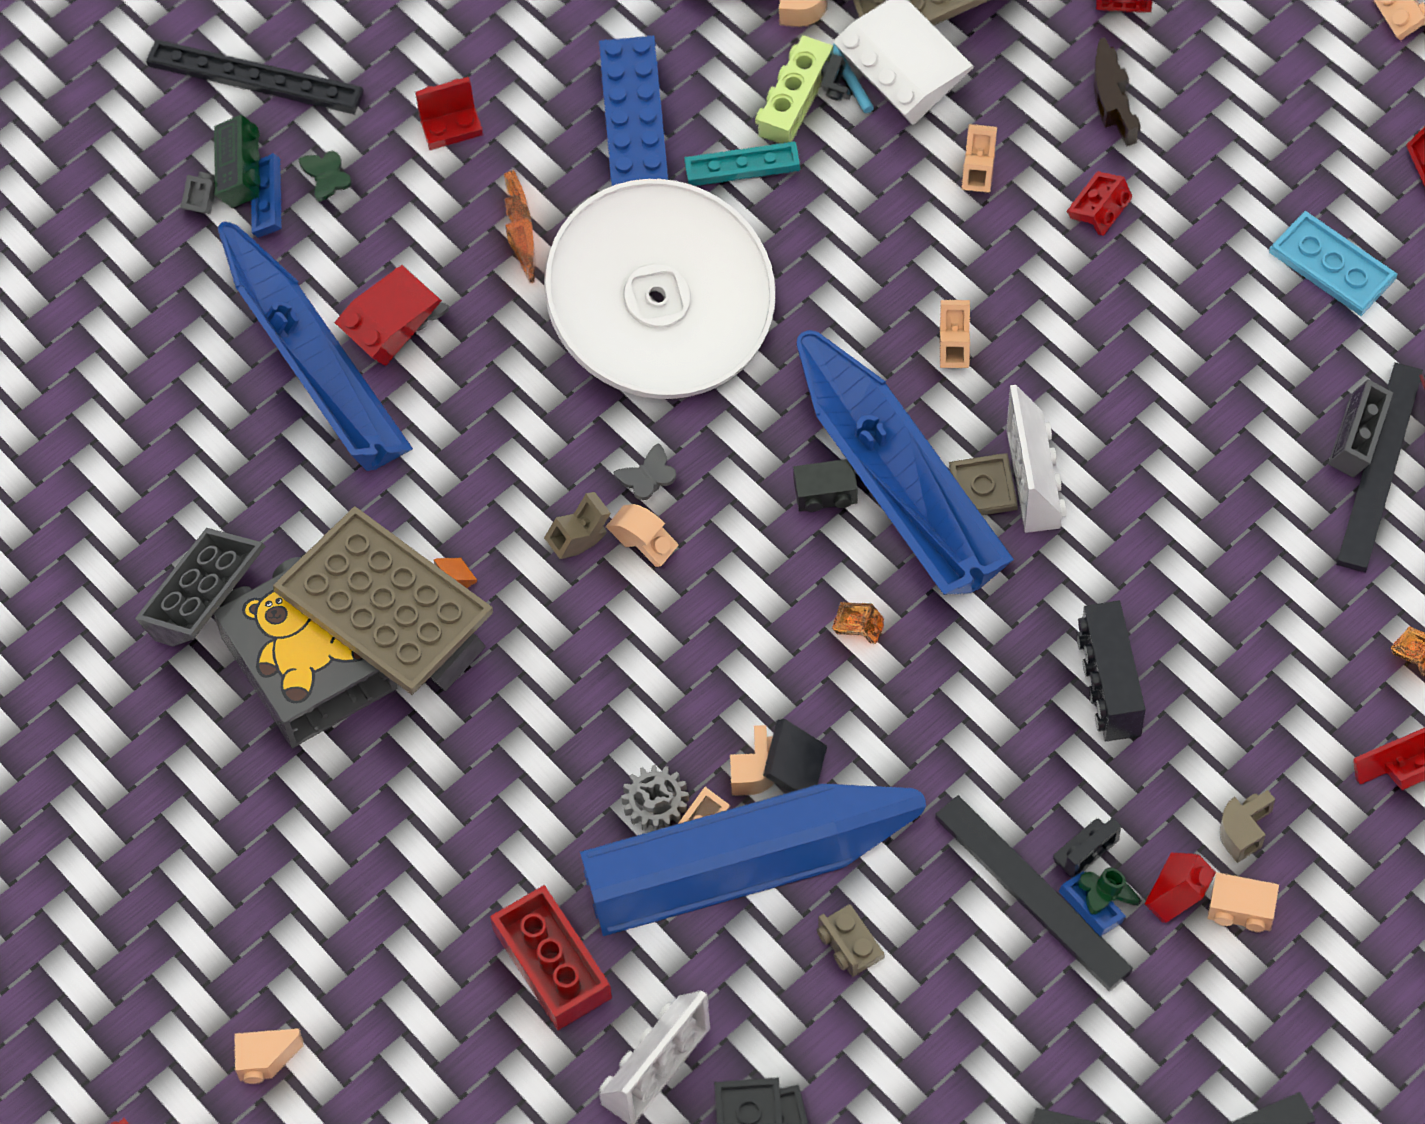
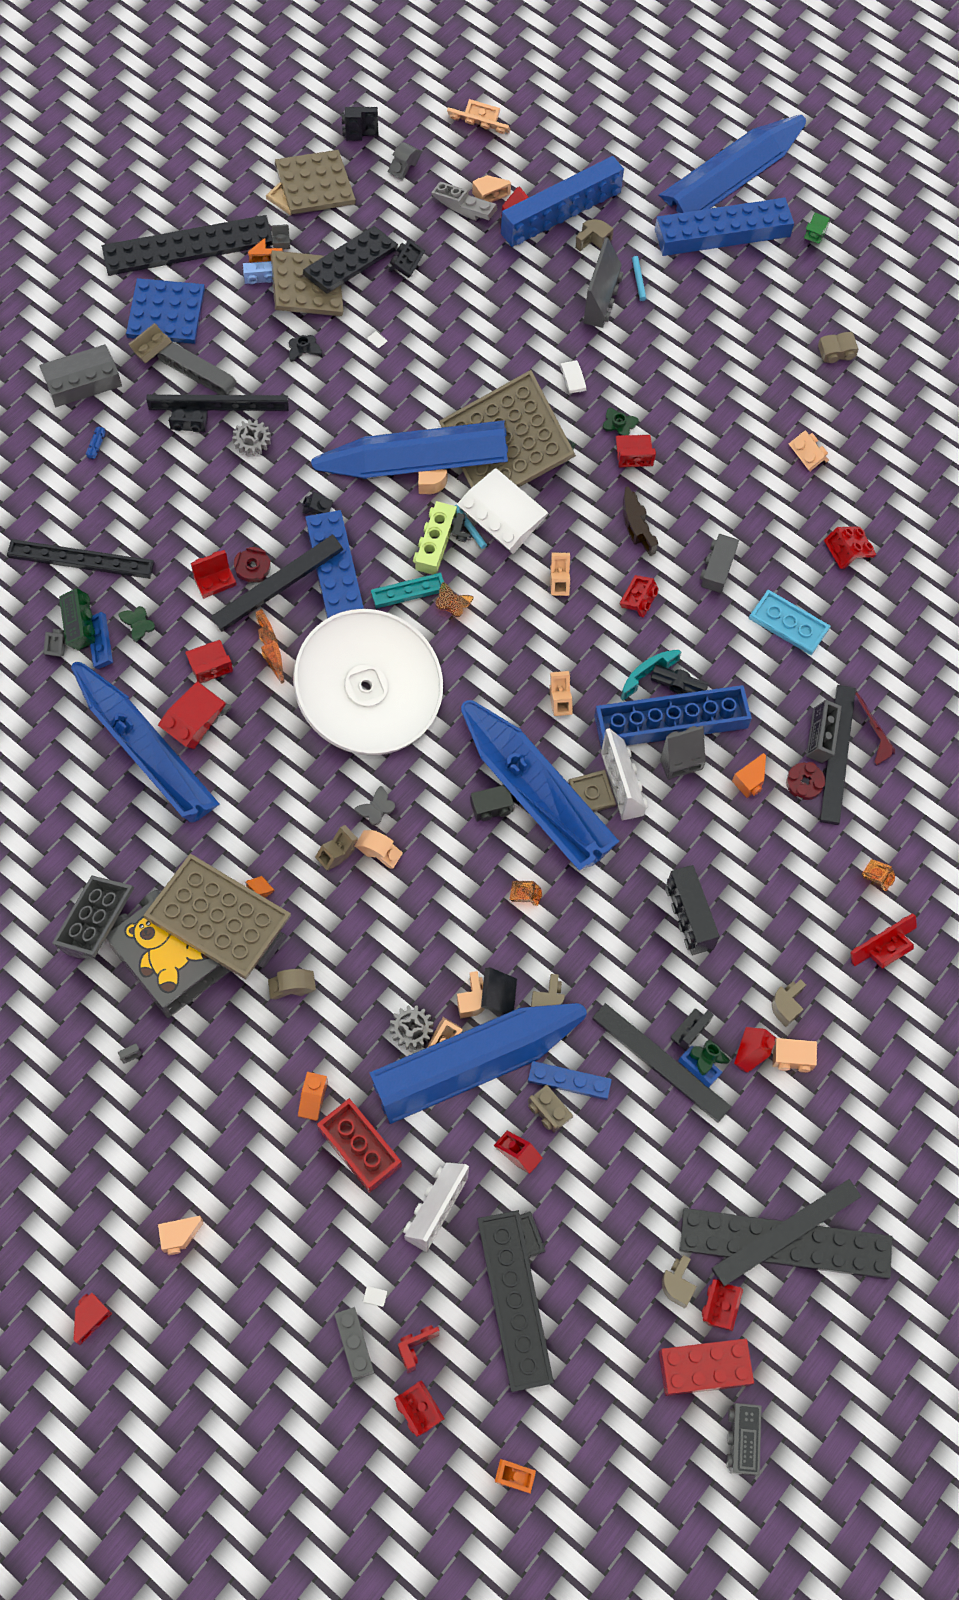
camera: 15 degrees left, 5 degrees up
(228, 789) = (129, 1053): none -> dark grey tile
(426, 240) = (209, 661): none -> red bracket
(485, 712) = (291, 982): none -> dark tan brick
(491, 879) = (312, 1096): none -> orange slope
(511, 120) = (254, 574): none -> dark red plate
(543, 133) = (277, 583): none -> black tile
(620, 25) = (316, 503): none -> black bracket
(793, 996) = (518, 1151): none -> red slope
(806, 186) = (451, 601): none -> clear orange animal
(878, 775) = (551, 997): none -> dark tan brick
(887, 903) = (569, 1080): none -> blue plate
(1126, 299) = (664, 659): none -> teal slope
(1131, 383) = (658, 717): none -> blue brick
(1132, 436) = (683, 752): none -> dark grey slope
(1144, 334) = (678, 680): none -> black piece
(1233, 164) = (719, 563): none -> dark grey brick
(1235, 485) = (751, 777): none -> orange slope
(1322, 485) = (802, 790): none -> dark red plate

